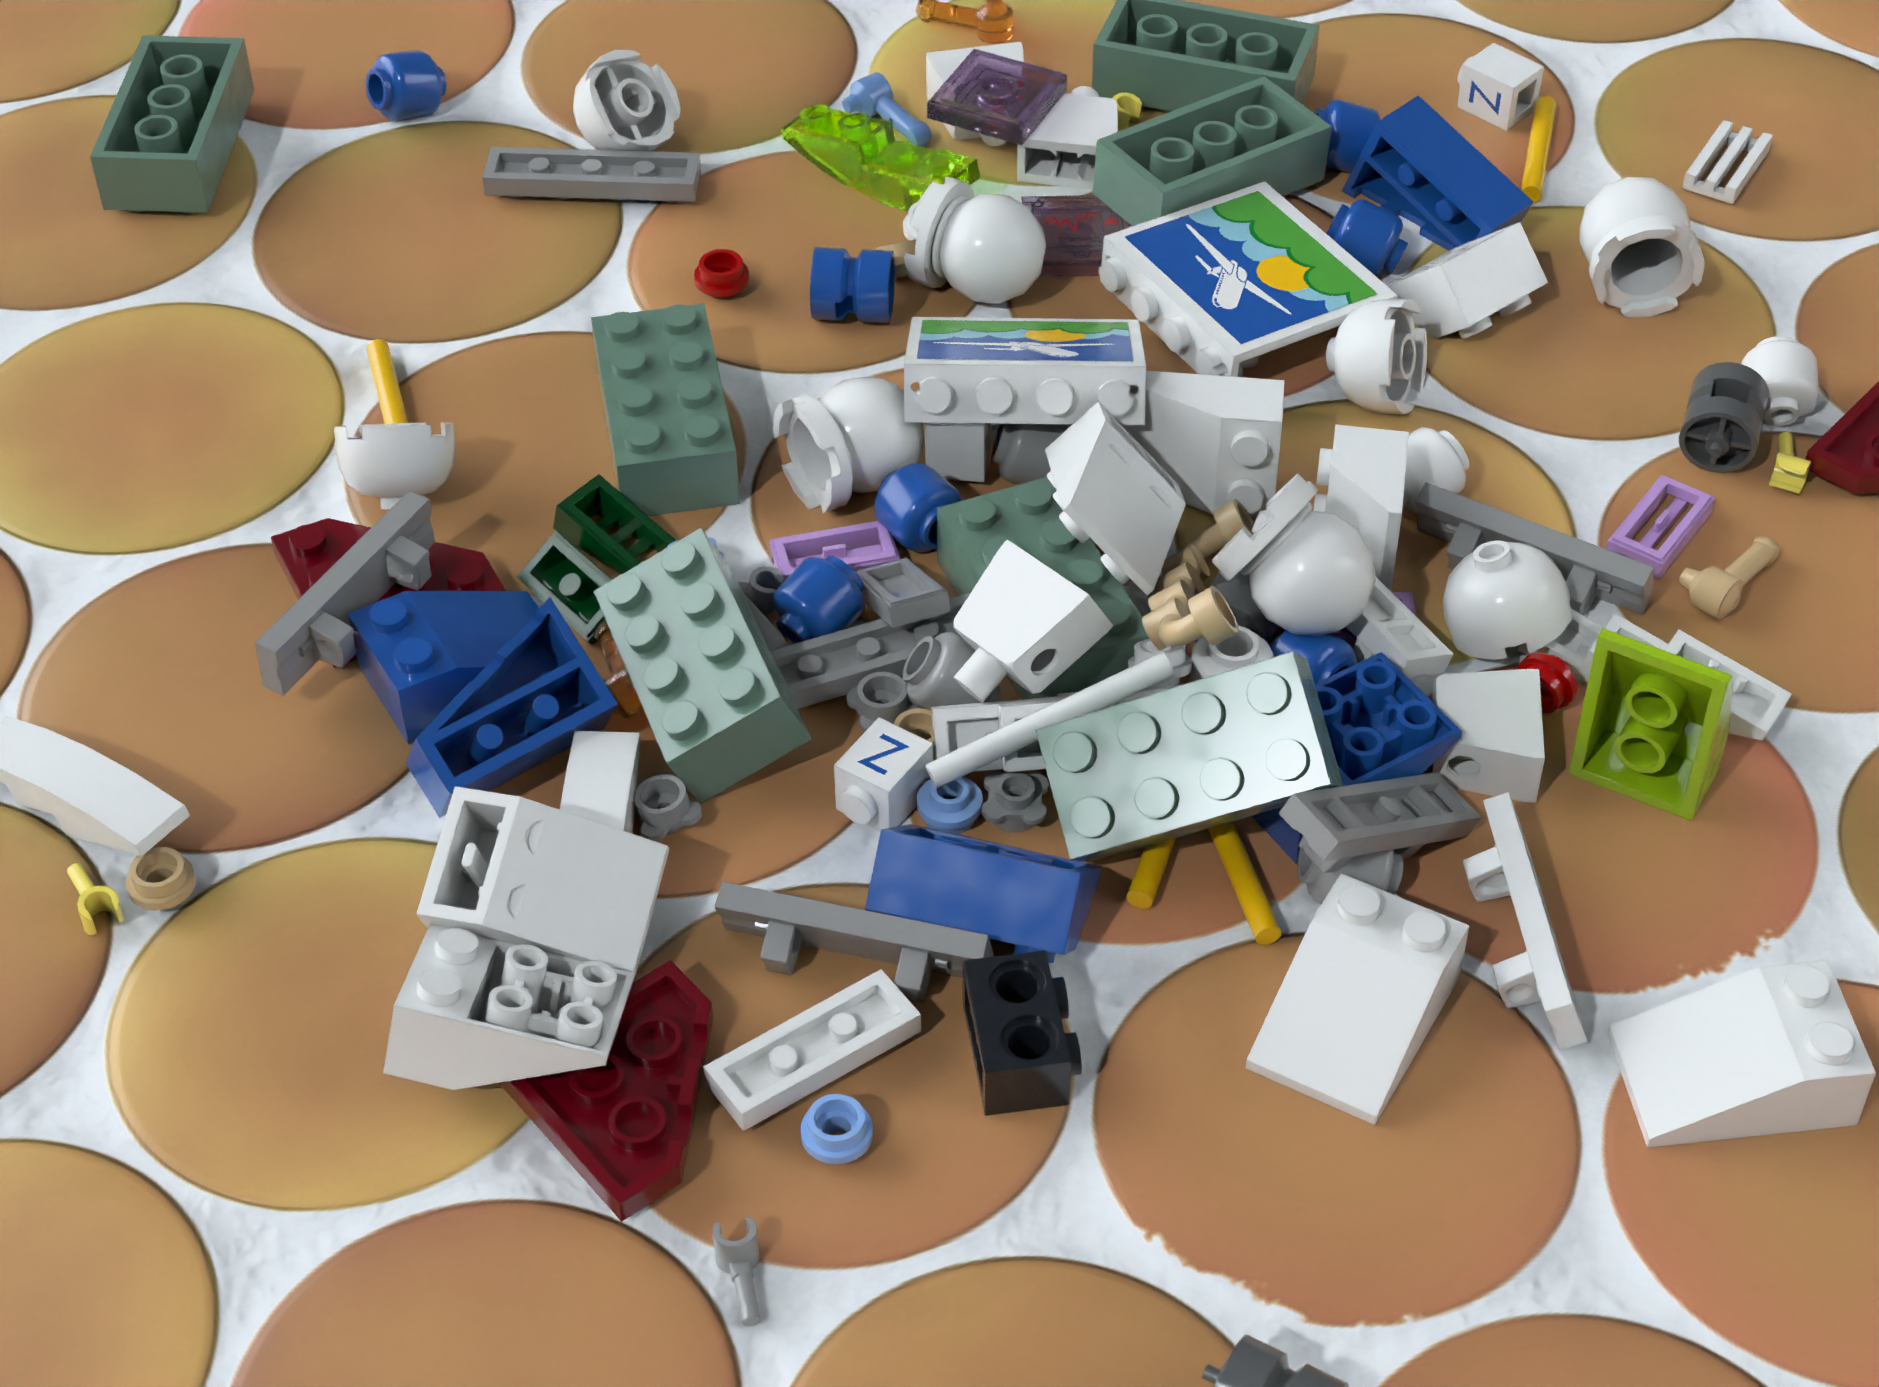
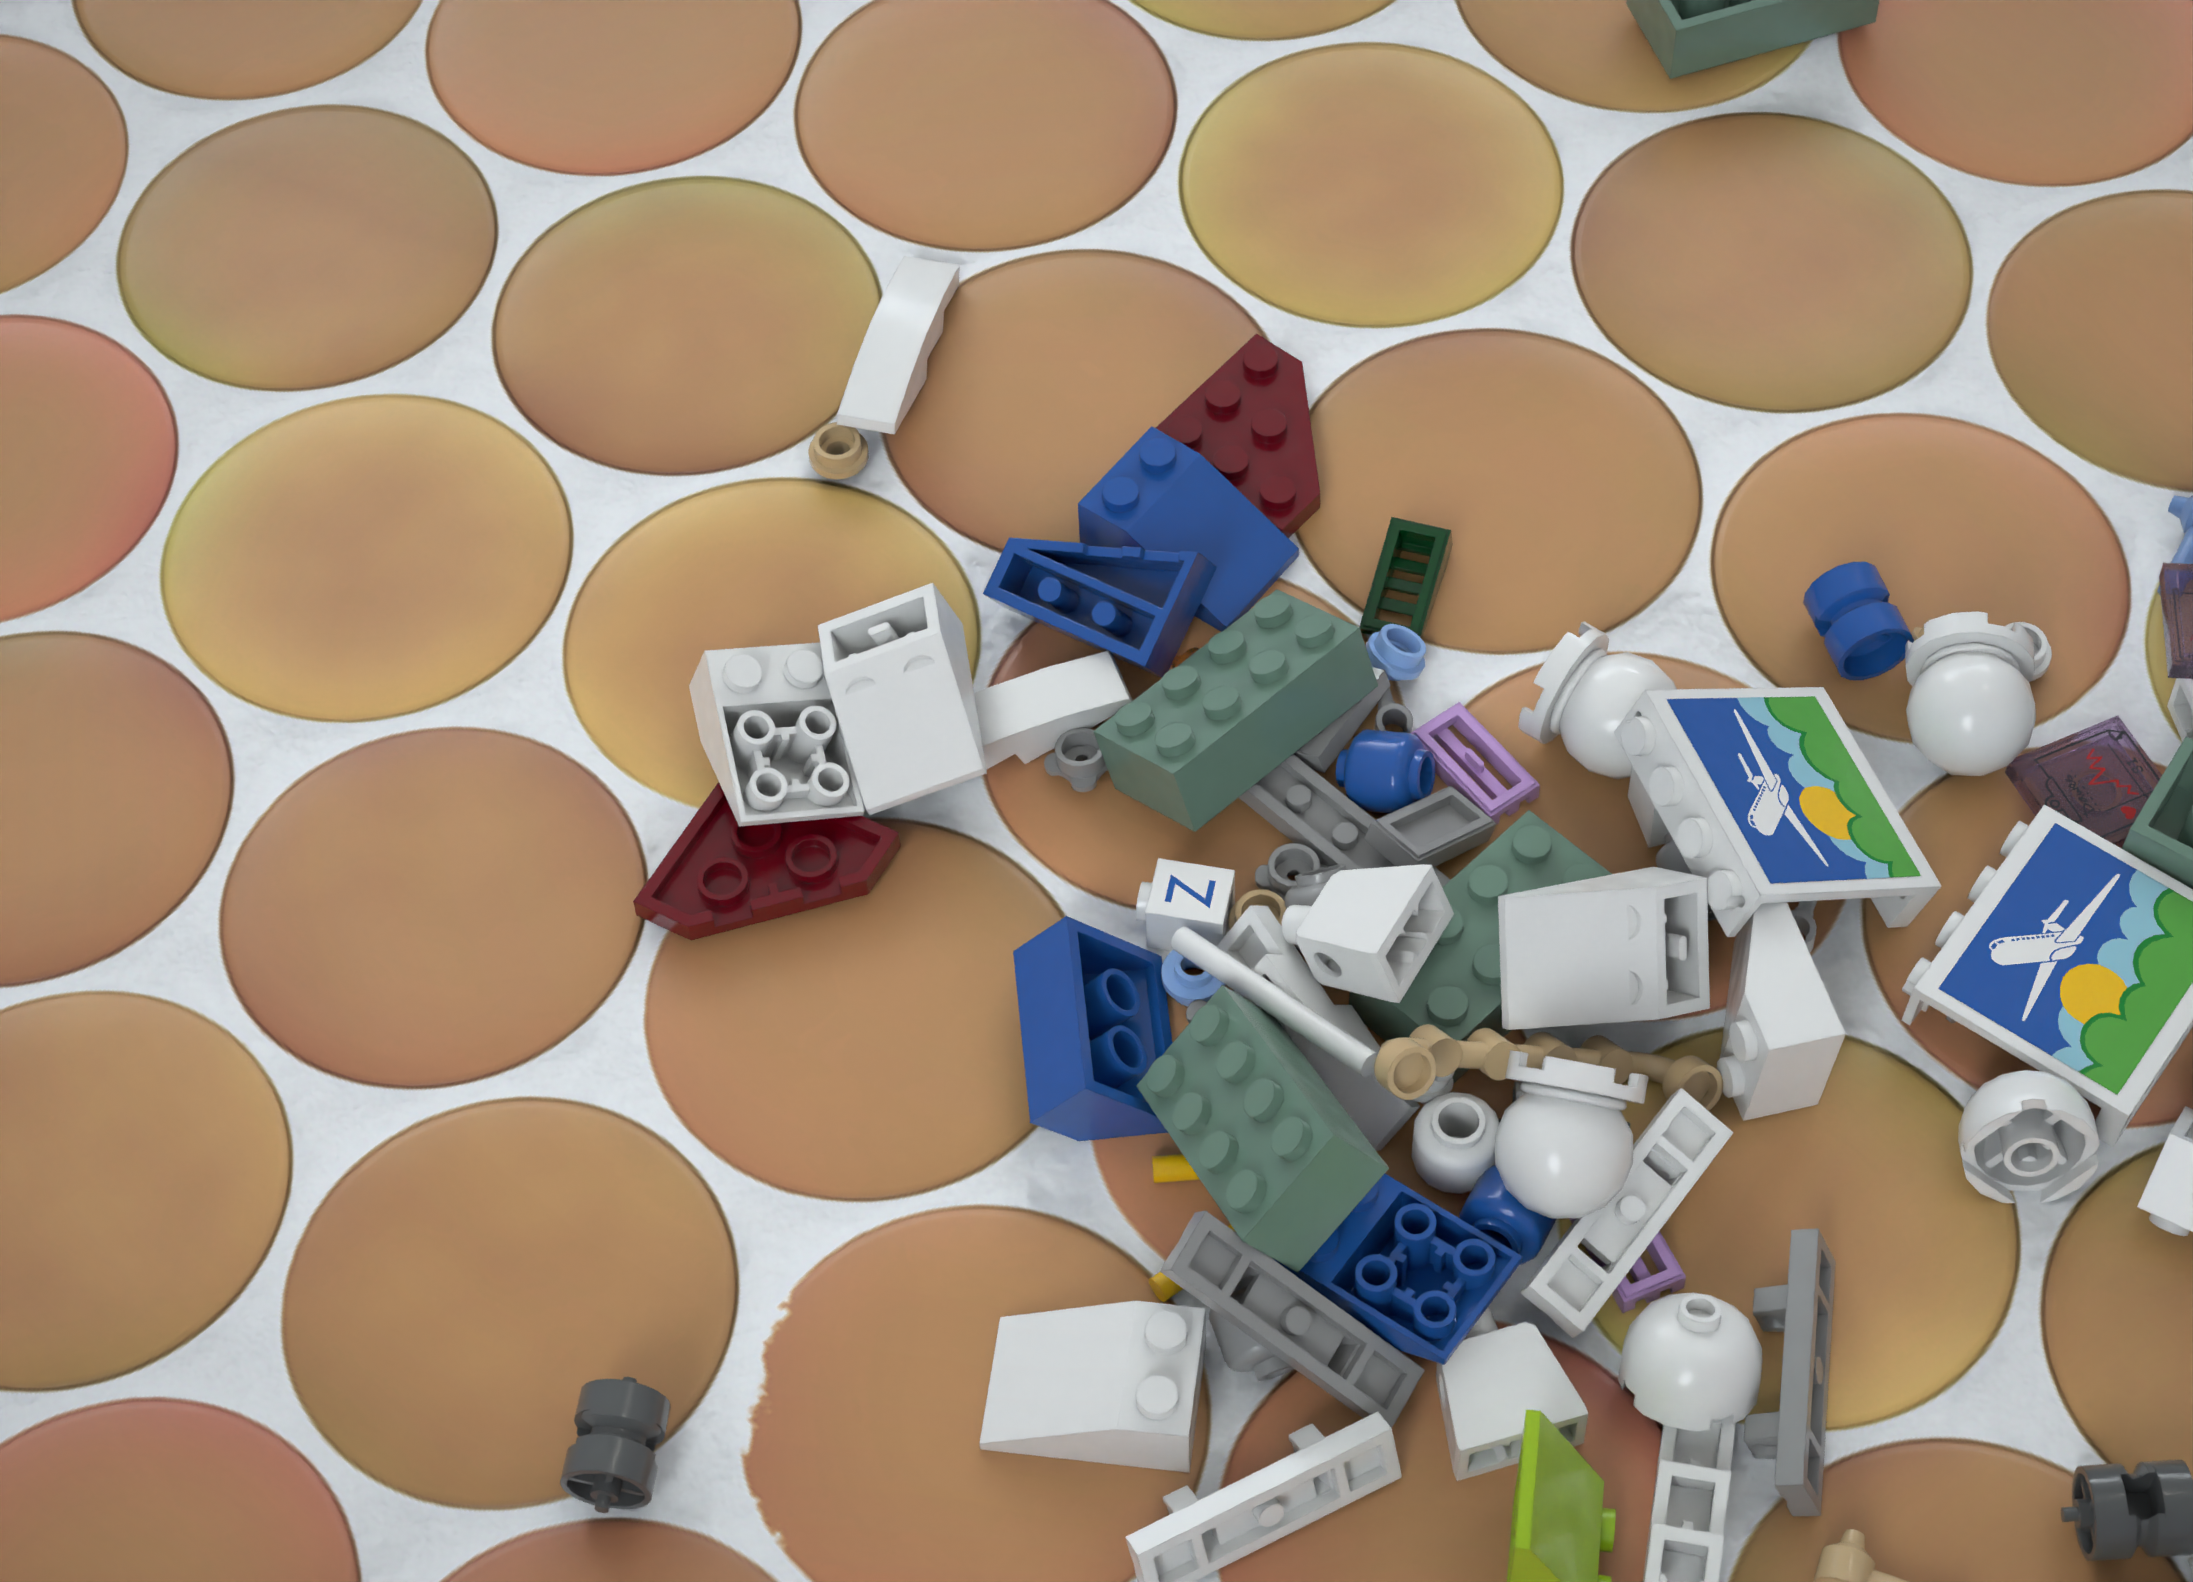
camera: 70 degrees right, 10 degrees up
(93, 898) = (798, 421): light yellow hand -> none
(319, 621) = (1185, 414): light grey hinge -> none
(386, 382) = (1491, 336): yellow bar -> none
(395, 459) = (1386, 371): white cylinder -> none
(405, 85) = (1945, 130): blue head -> none
(570, 580) = (1334, 572): slope -> none
(592, 174) = (1912, 340): light grey plate -> none
(625, 103) = (2008, 315): white cylinder -> none
(666, 410) = (1579, 544): sand green brick -> none
(721, 274) = (1823, 497): red plate -> none
(739, 1260) = (633, 1012): light grey hand -> none
(797, 921) = (984, 912): light grey hinge -> none
(812, 1049) = (858, 977): white plate -> none
(834, 1114) = (780, 1013): light blue plate -> none
(869, 159) = (2090, 562): clear neon green slope -> none
(910, 502) = (1559, 793): blue head -> none
(1018, 1032) = (927, 1107): black brick -> none
(1367, 488) = (1753, 1186): white slope -> none
(1434, 460) = (1872, 1231): white head -> none
(1556, 680) = (1607, 1436): red plate -> none
(1645, 552) = (1935, 1521): lavender tile -> none

